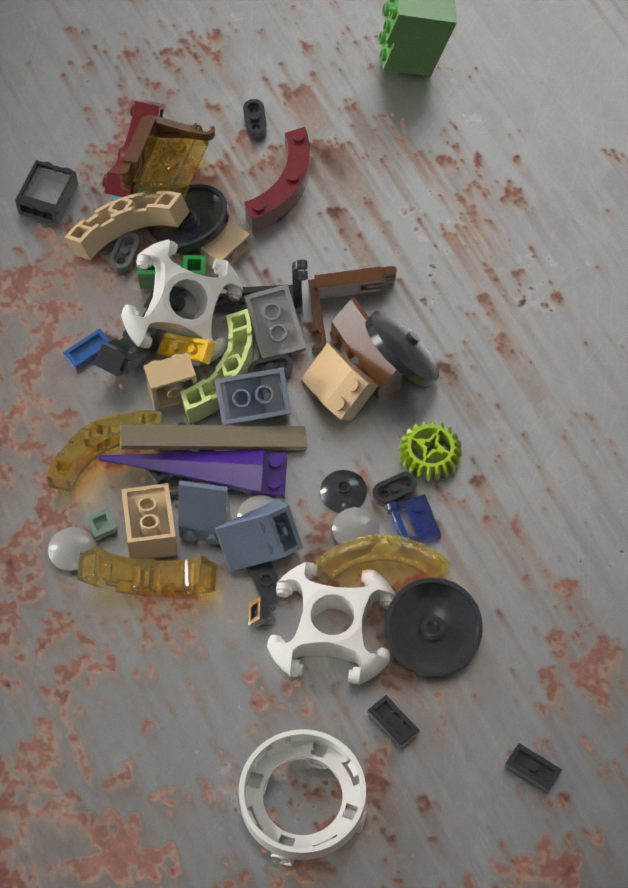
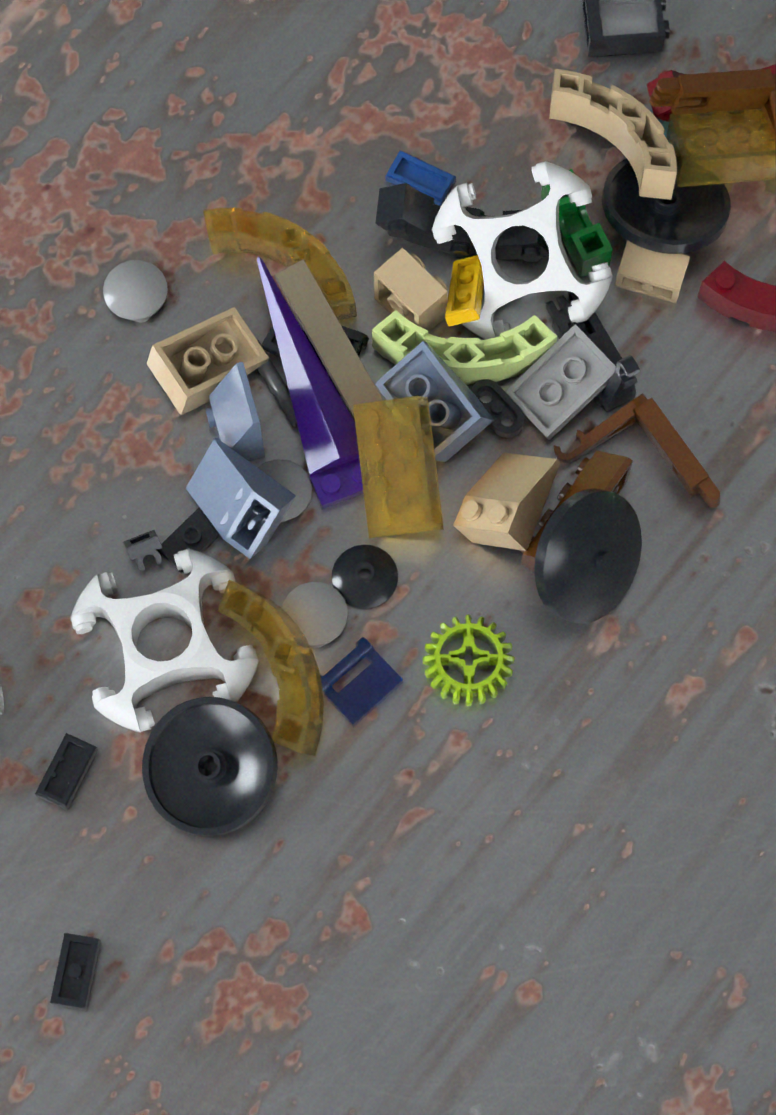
camera: 65 degrees right, 10 degrees up
(101, 524) = (181, 308): sand green plate -> none
(124, 254) = (581, 152): dark grey plate -> none
(146, 575) = (131, 388): clear yellow brick -> none
(288, 431) = (398, 466): none -> clear yellow brick
(393, 488) = (393, 638): black plate -> none

